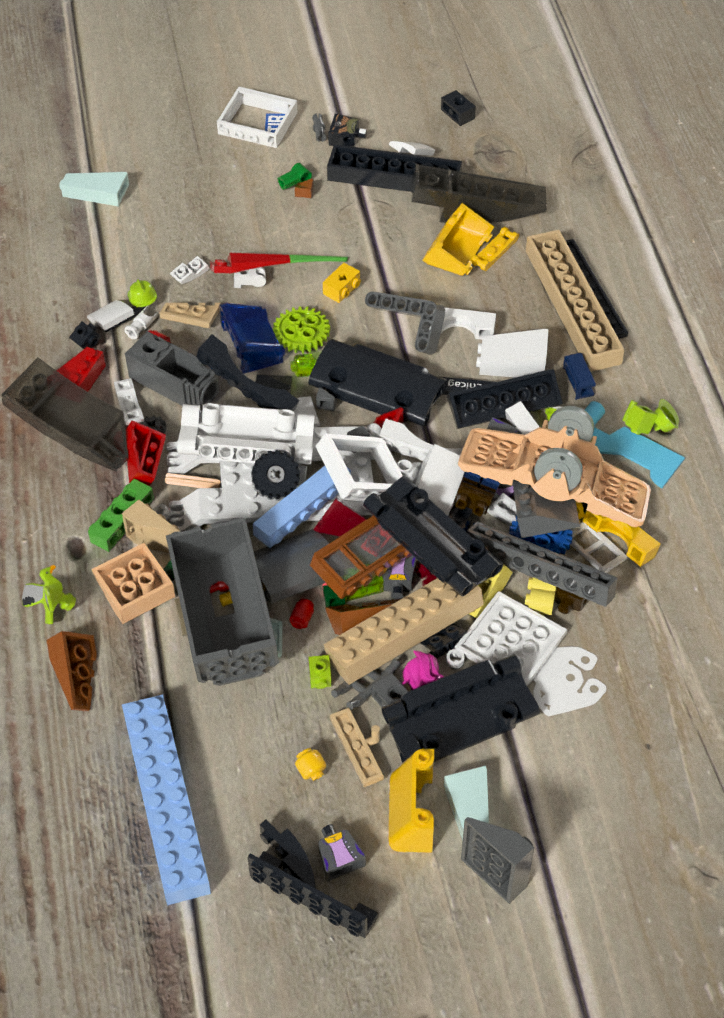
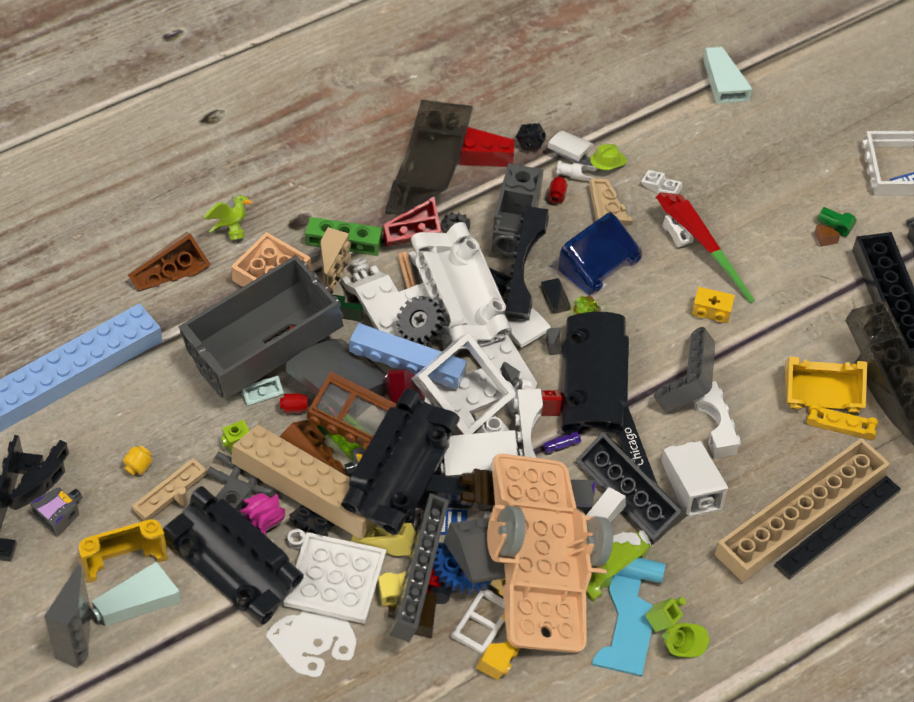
camera: 65 degrees right, 0 degrees up
(128, 401) = (471, 199): white slope -> none
(301, 329) = (644, 288): lime gear -> none
(435, 430) = (562, 442): none -> dark purple axle
(579, 375) = (699, 545): dark blue window -> none

